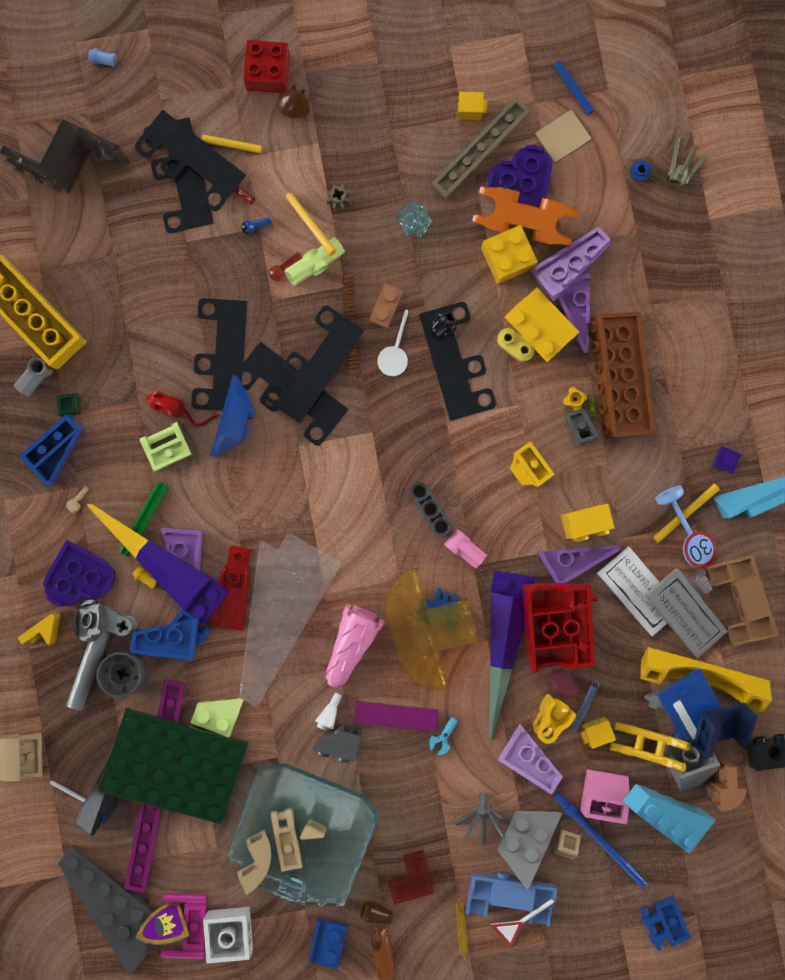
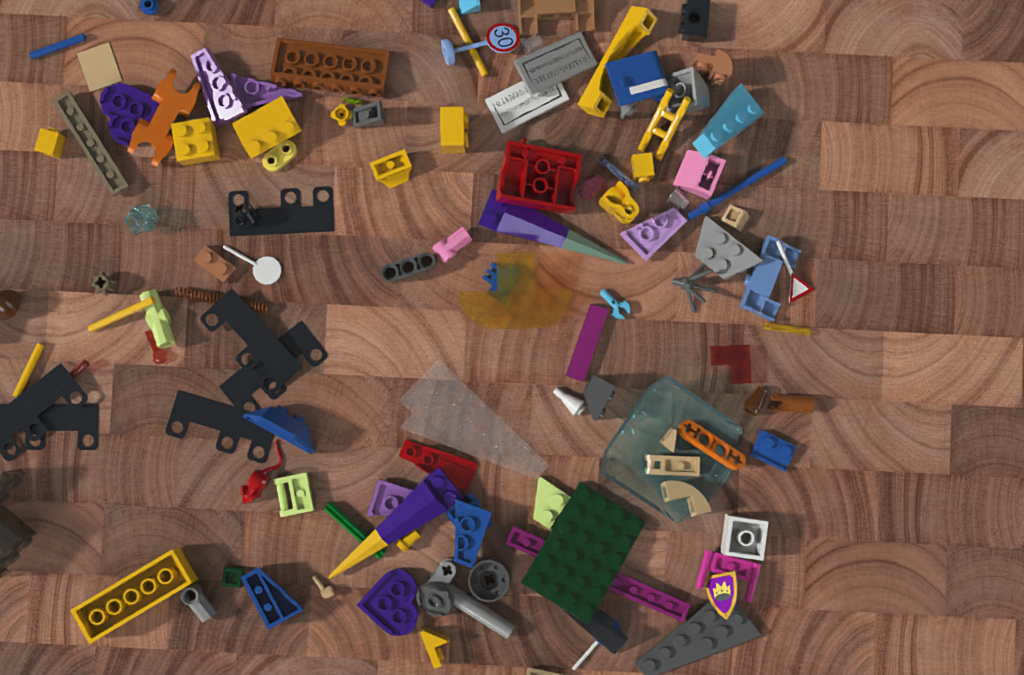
camera: 85 degrees left, 0 degrees up
(249, 227) = (110, 371): blue piece -> none
(317, 876) = (709, 448): none -> orange beam
(355, 635) = (505, 361): bright pink cone -> none
(569, 563) = (487, 154): medium lavender wing -> none
(572, 779) = (678, 199): none -> clear brick
(671, 919) = (820, 143): blue plate -> none
(722, 724) = (660, 55): dark blue panel -> none

